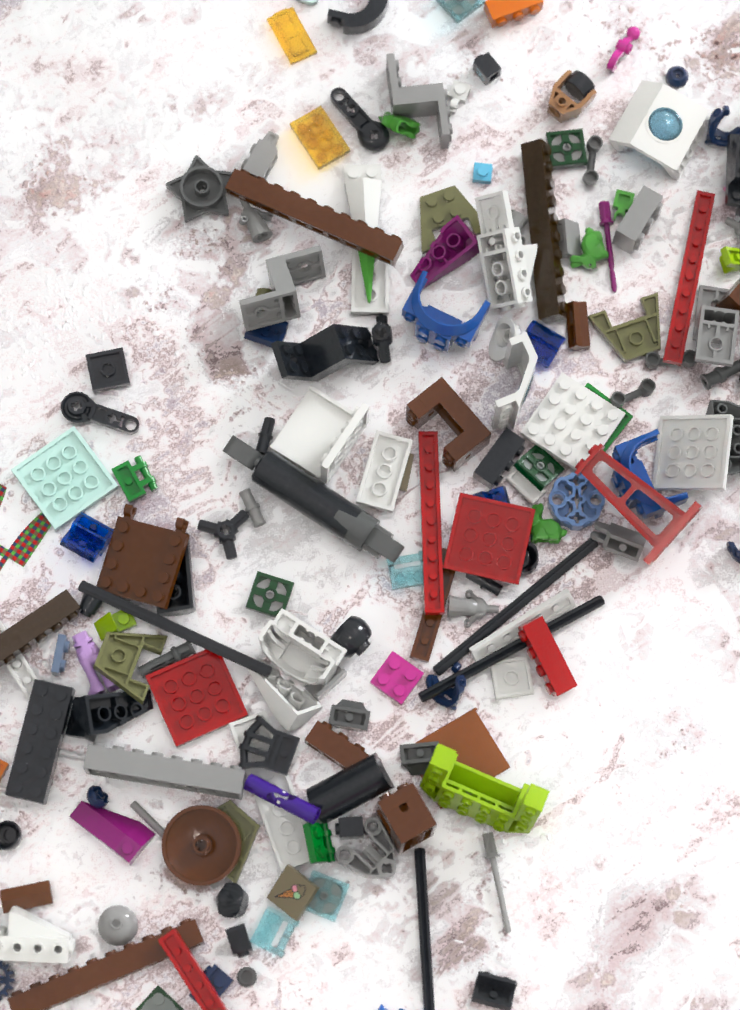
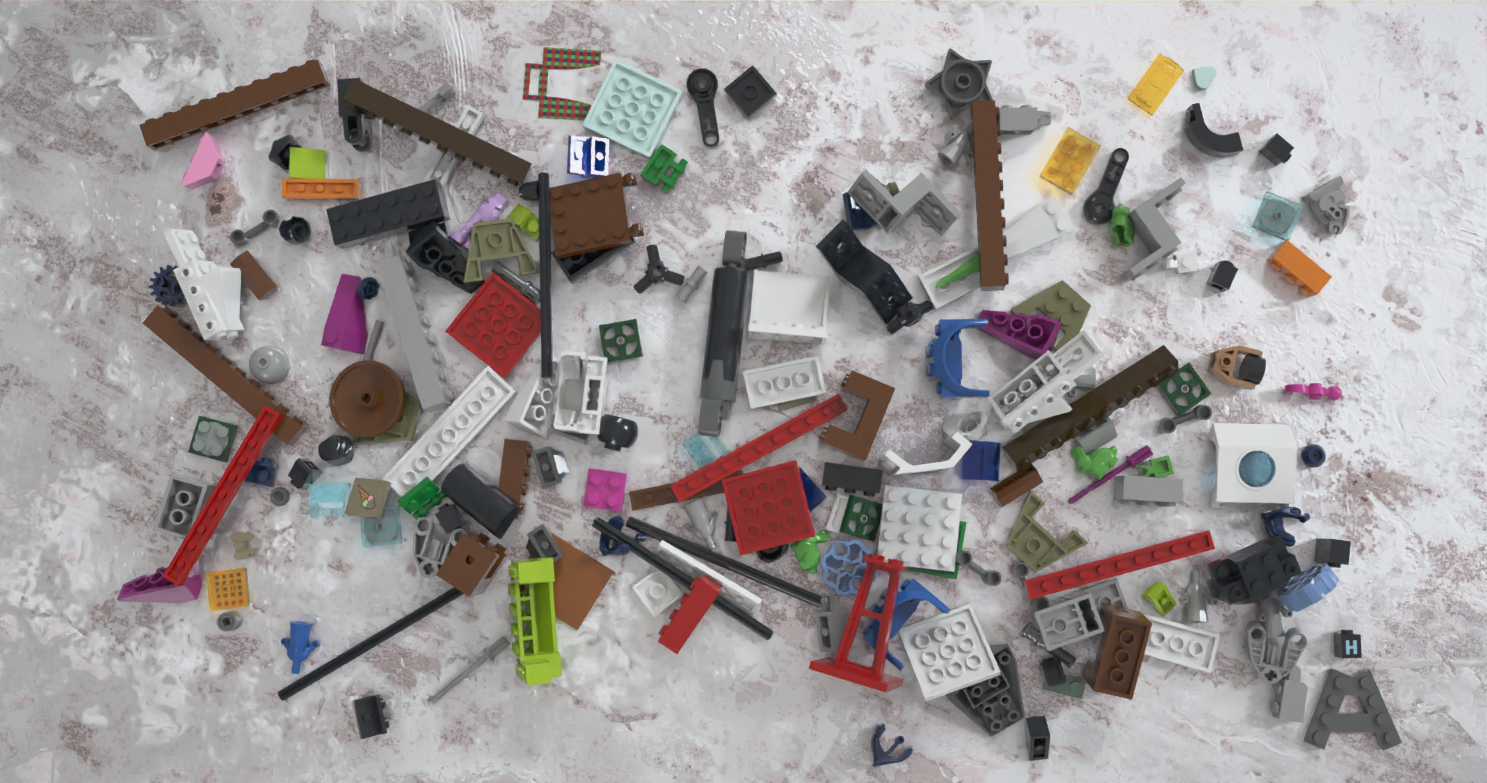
camera: 70 degrees right, 10 degrees up
(59, 663) = (478, 188): sand blue plate -> none
(280, 752) = (481, 423): black plate -> none
(284, 800) = (440, 443): dark purple piece -> none
(482, 173) = (1117, 324): medium azure plate -> none

